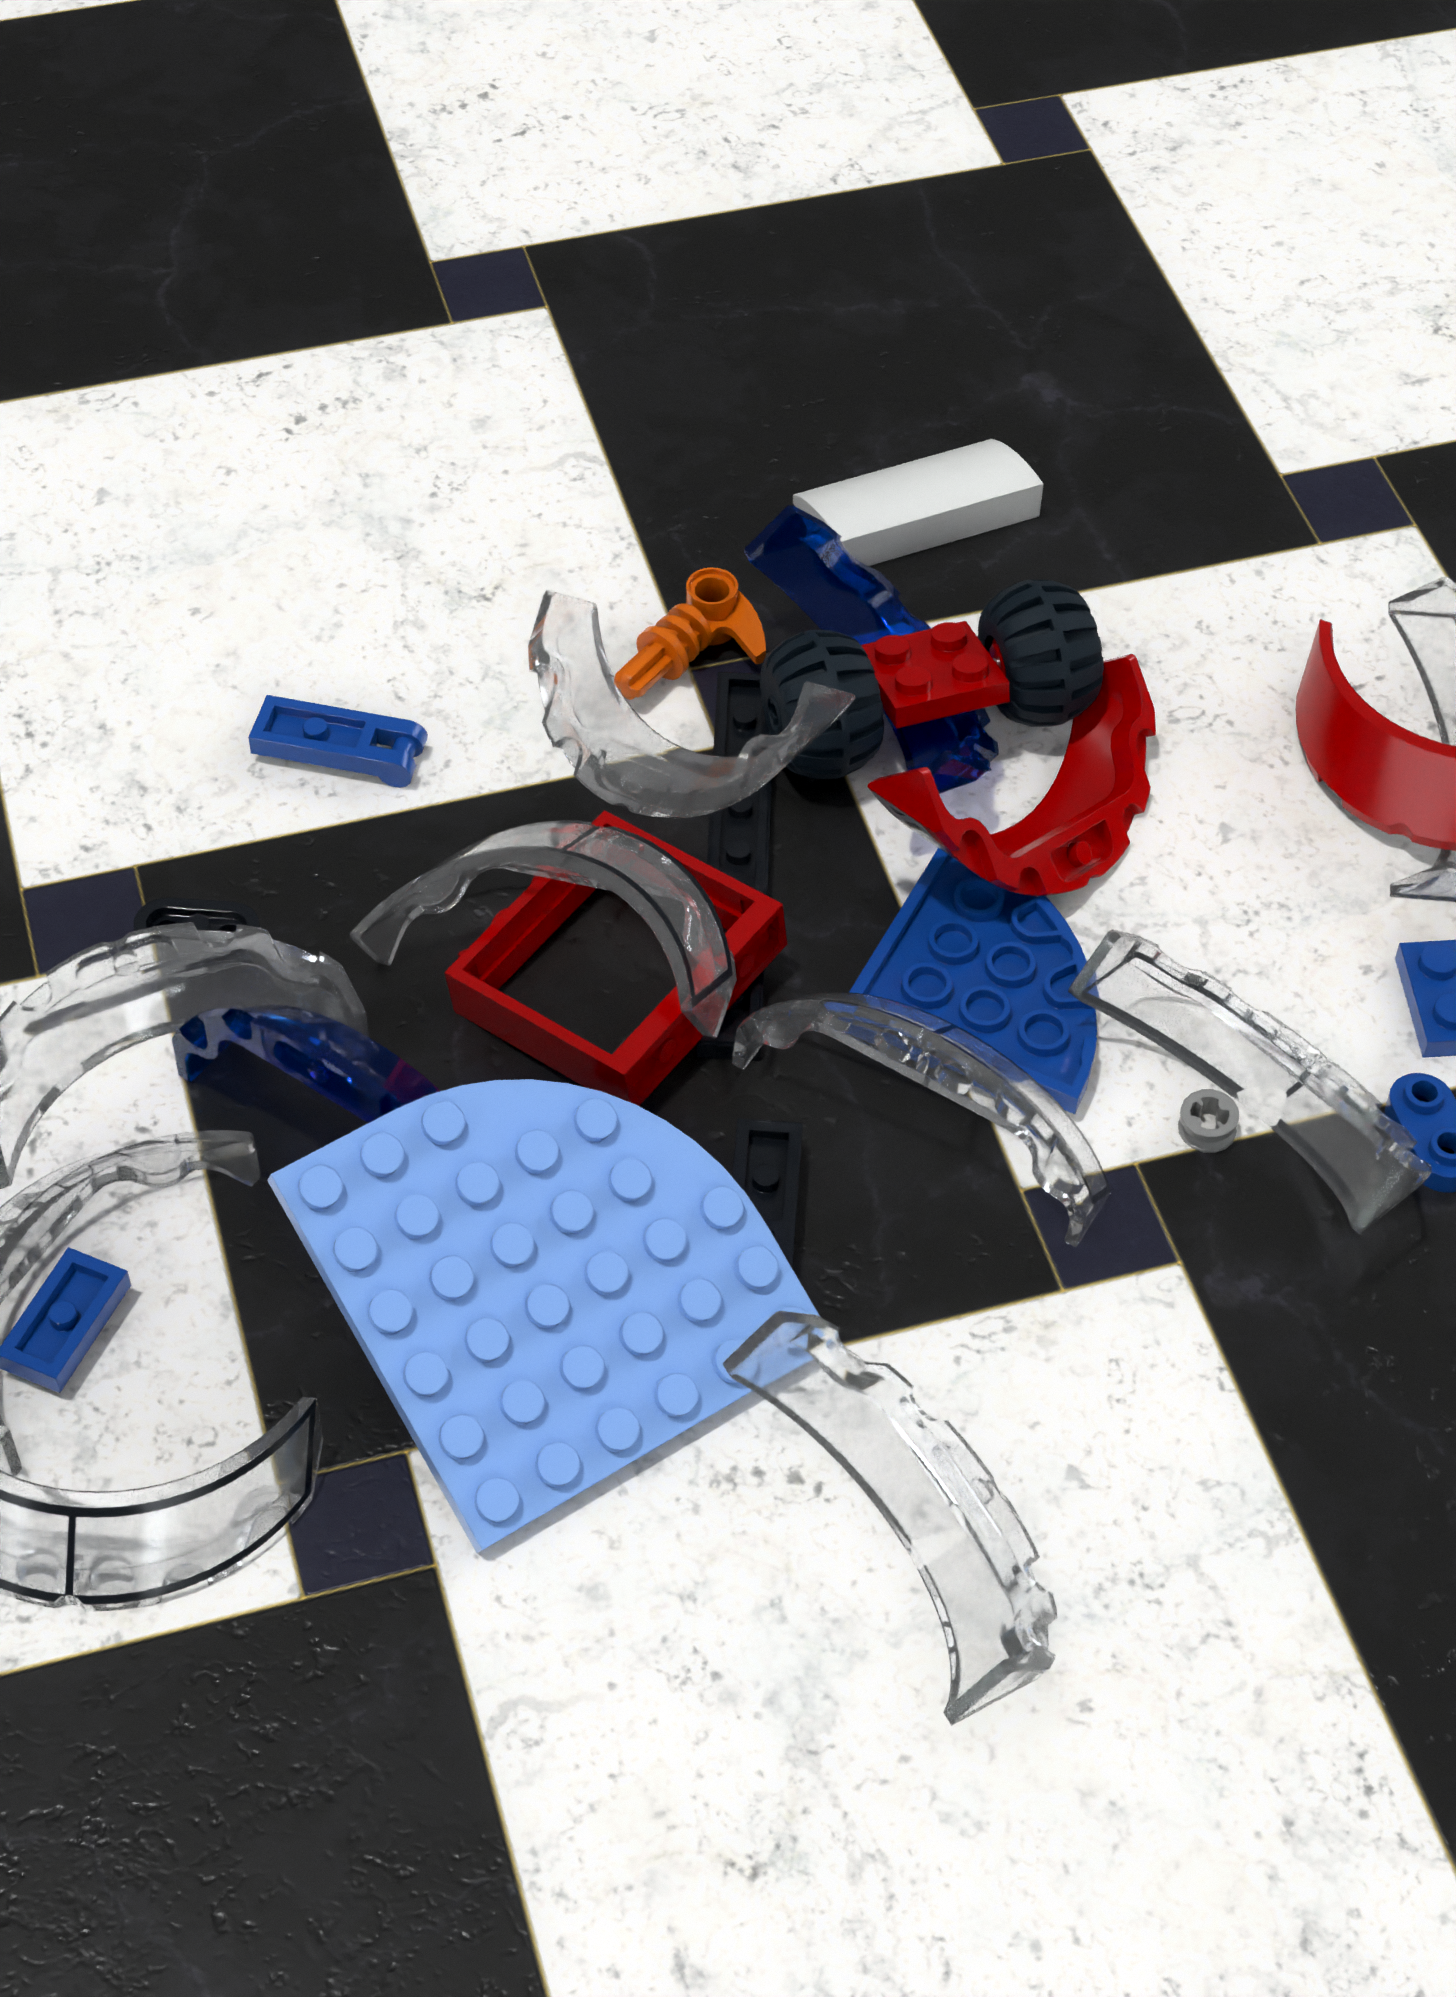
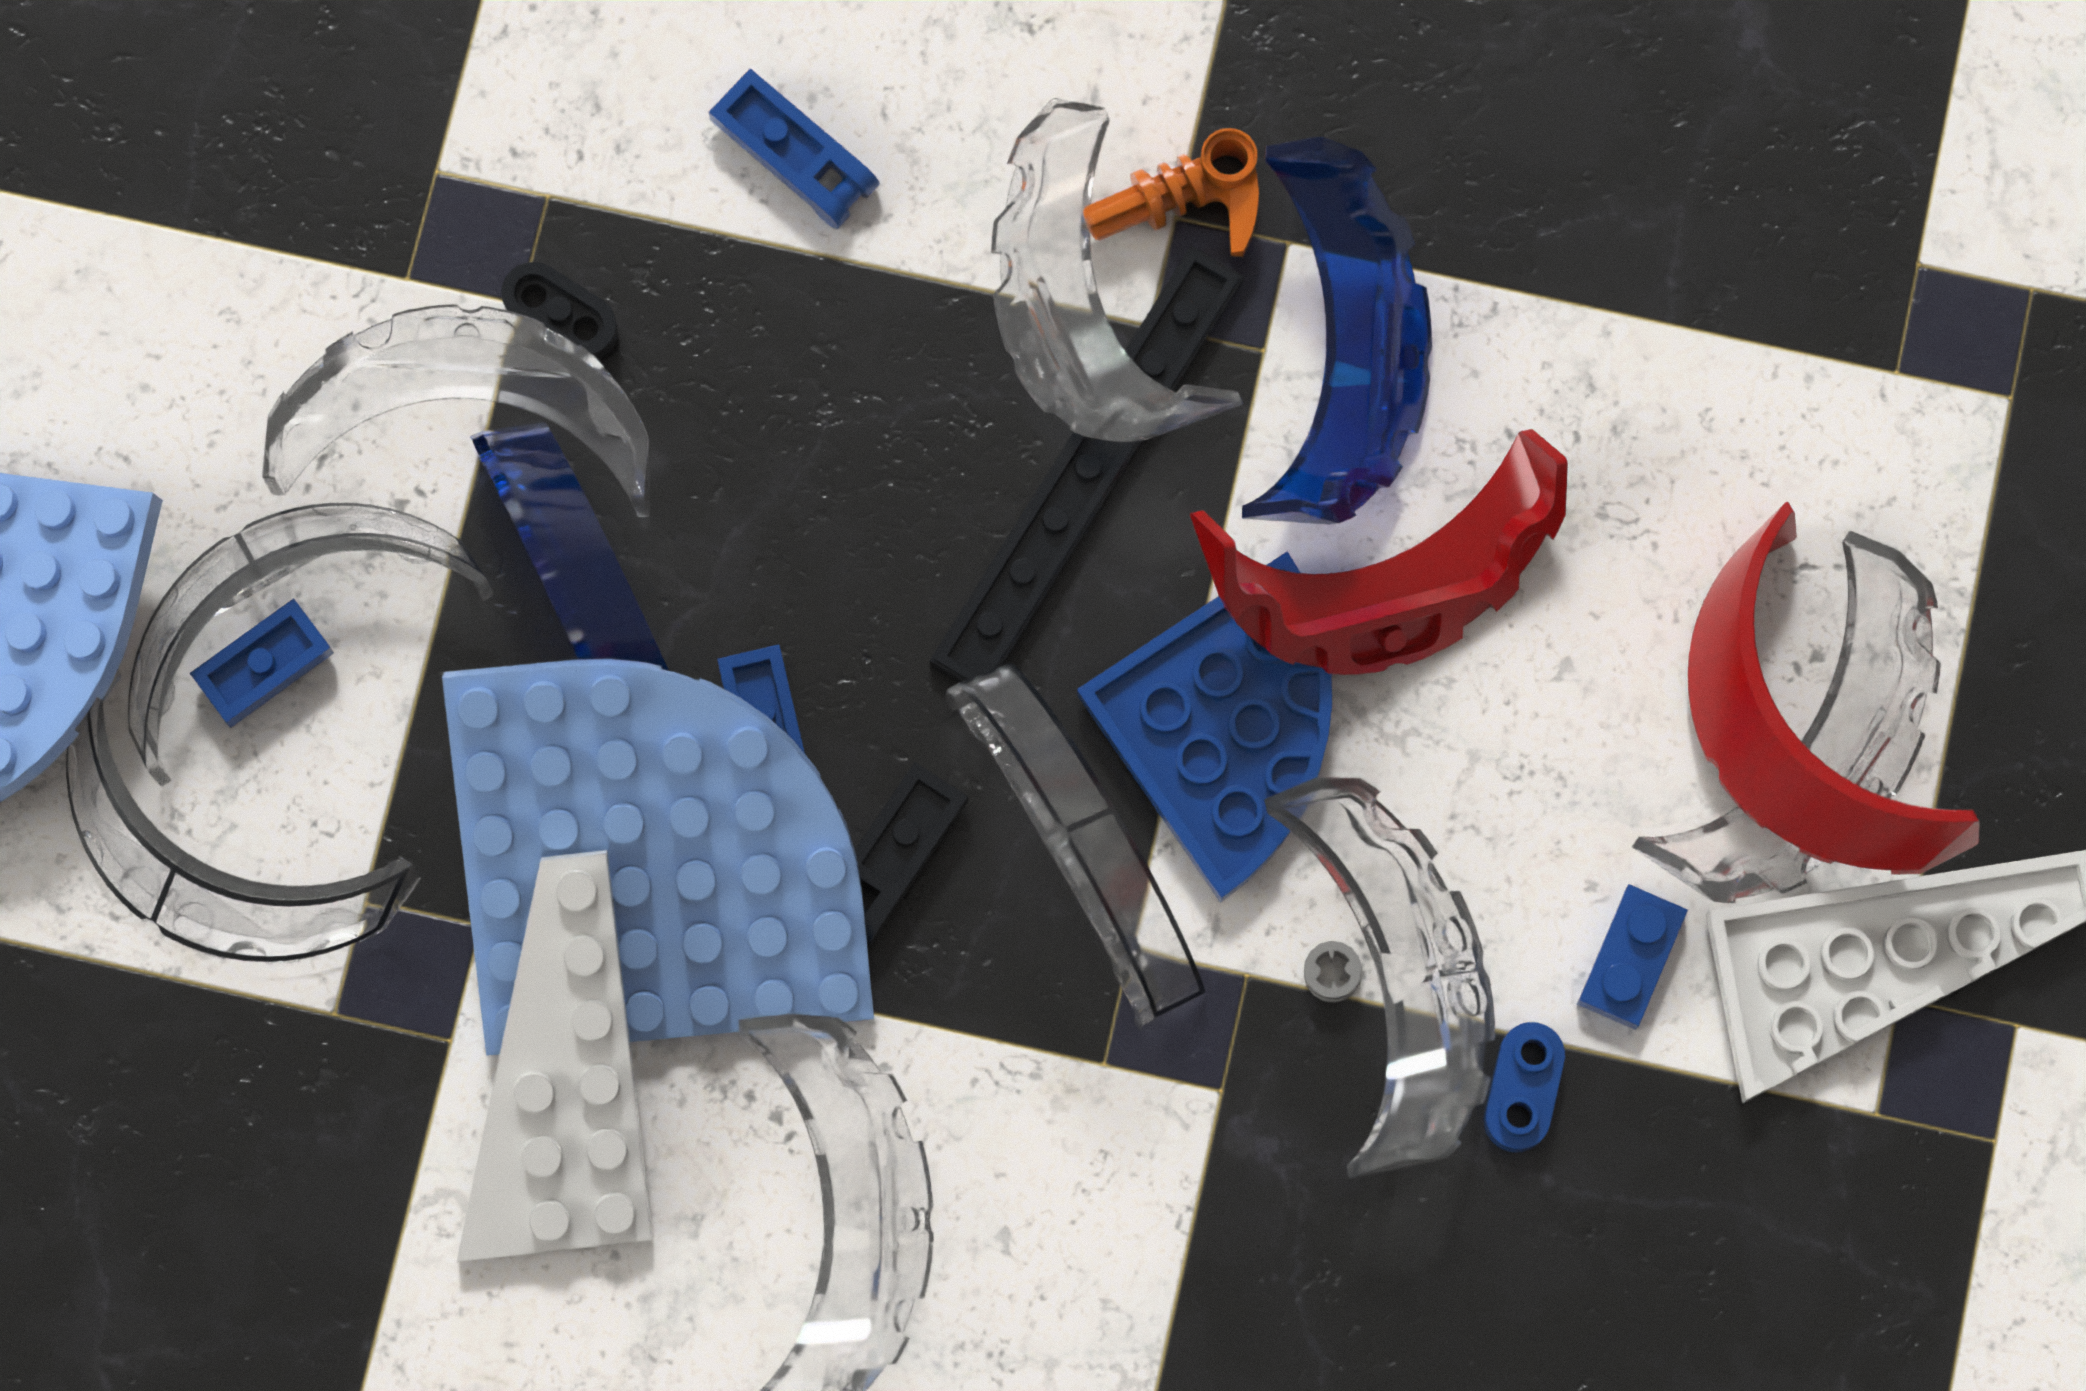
camera: 30 degrees right, 25 degrees up
(591, 1545) = (562, 1116): none -> white wing
(592, 857) = (923, 474): clear windscreen -> none
(665, 1036) = (944, 628): red window -> none
(927, 501) = (1518, 123): white slope -> none
(1031, 660) = (1370, 380): black plate -> none

